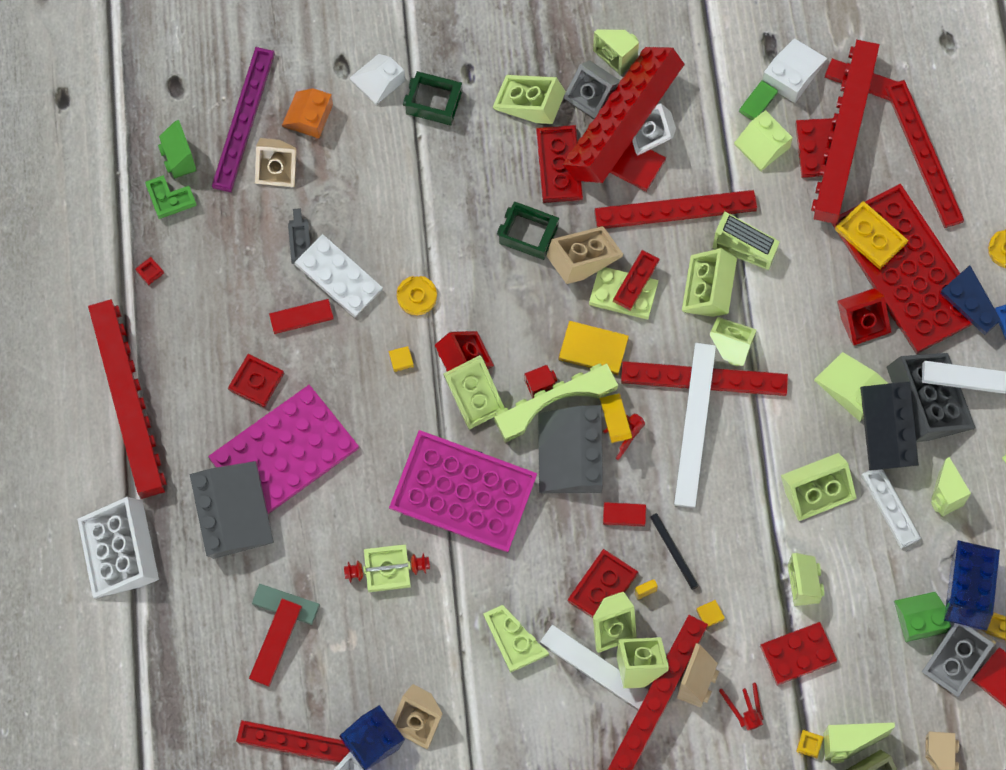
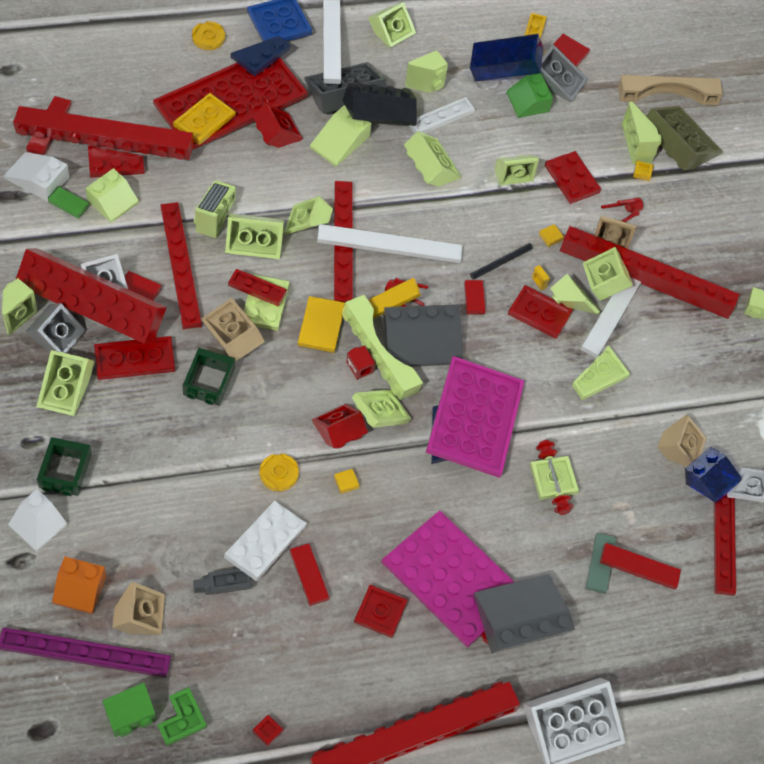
camera: 105 degrees left, 10 degrees down
(924, 154) = (121, 85): red tile -> none

